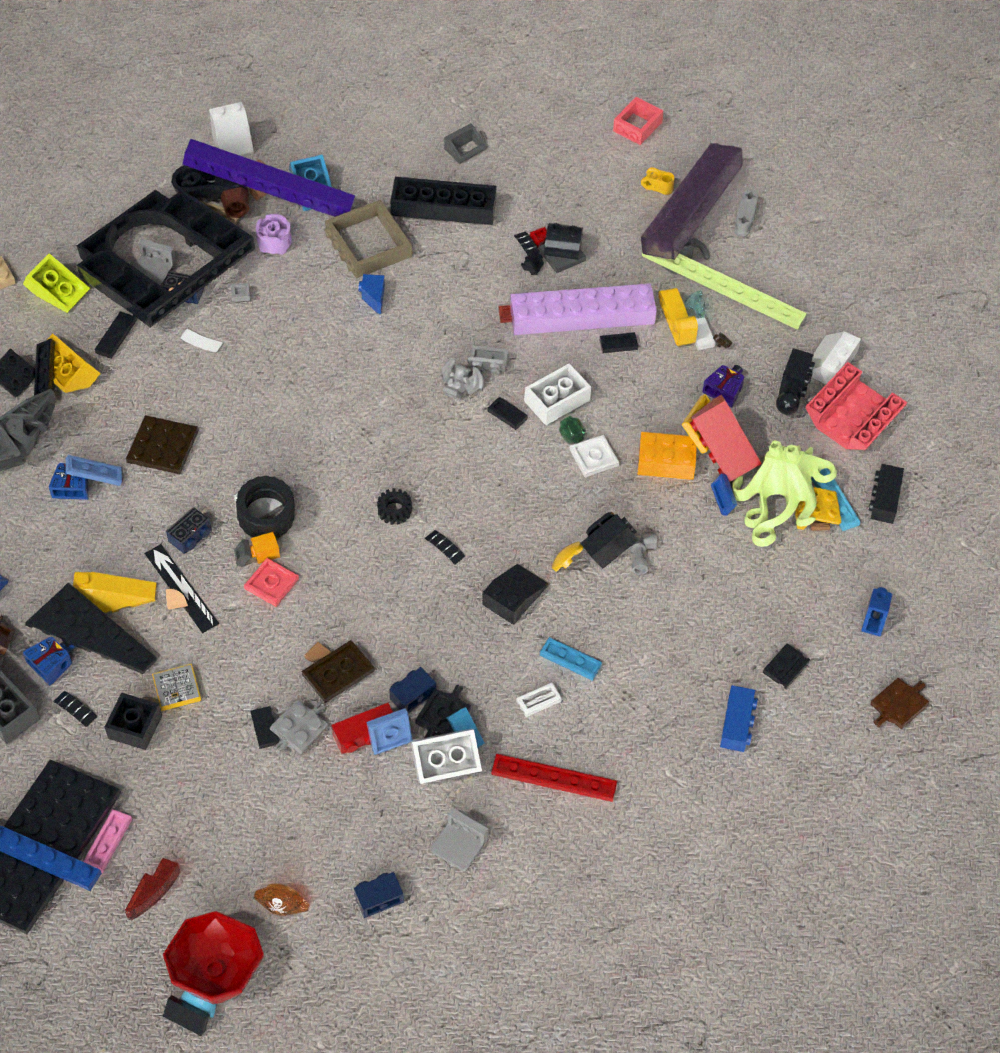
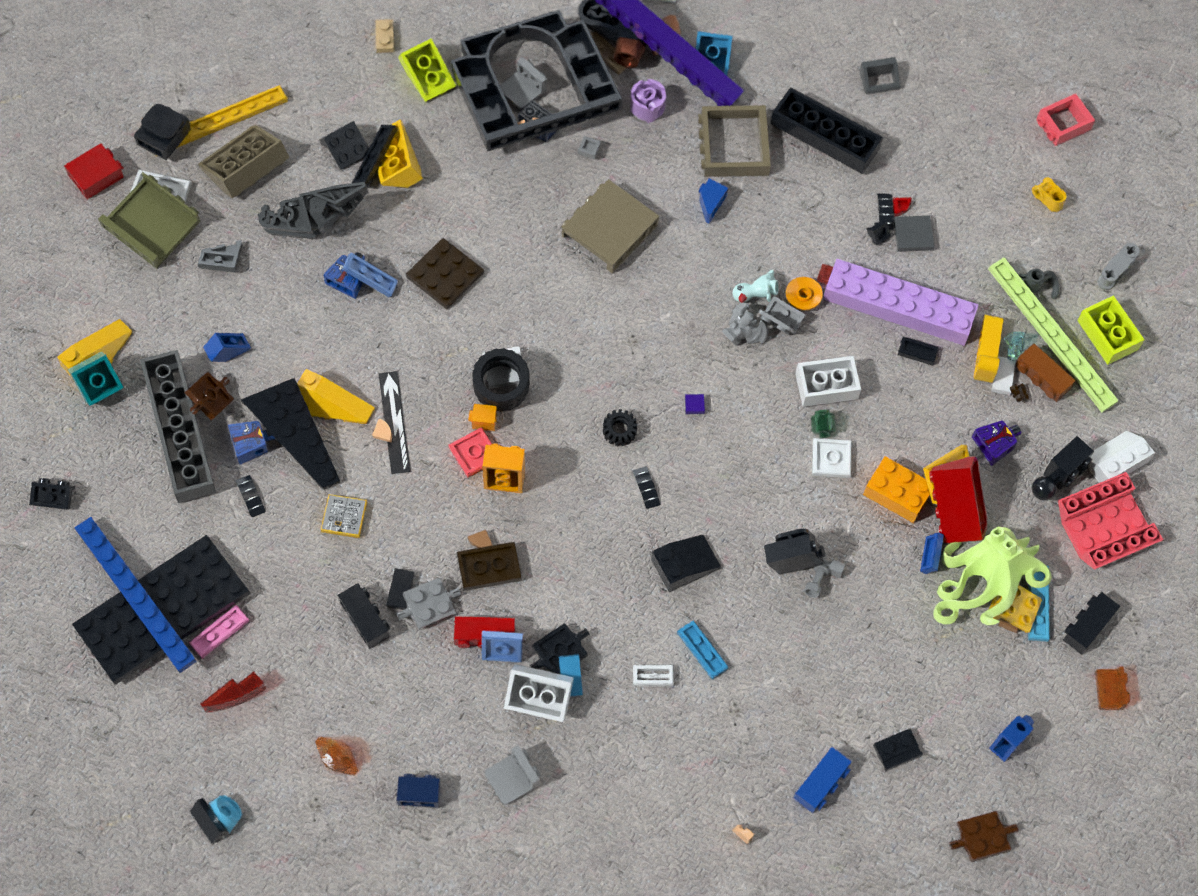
camera: 25 degrees right, 10 degrees up
(115, 335) = (455, 144): black tile -> none
(133, 721) = (290, 532): black brick -> none
(189, 530) = (426, 370): brick -> none
(201, 341) = (530, 182): white sticker -> none
(213, 957) = (249, 782): red rock -> none
(242, 552) = (461, 413): dark grey tile -> none
(243, 764) = (364, 615): none -> black brick
(295, 344) = (611, 224): none -> dark tan panel
(310, 578) = (504, 468): none -> light orange brick
(412, 690) = (543, 615): dark blue brick -> none
(450, 461) = (694, 404): none -> dark purple tile
(457, 343) = (762, 287): none -> light aqua animal
(496, 334) = (807, 287): none -> light orange dish
(507, 413) = (773, 378): black tile -> none
(554, 777) = (627, 756): red tile -> none
(563, 241) = (919, 222): black brick -> none
(564, 556) = (747, 548): yellow dish -> none
(692, 201) = (1067, 233): clear purple brick -> none
(695, 795) = (746, 835): none -> light nougat tile
(734, 316) = (1045, 372): none -> dark orange brick
(769, 262) = (1110, 330): none -> neon yellow brick
(934, 538) = (1112, 688): none -> clear orange bracket

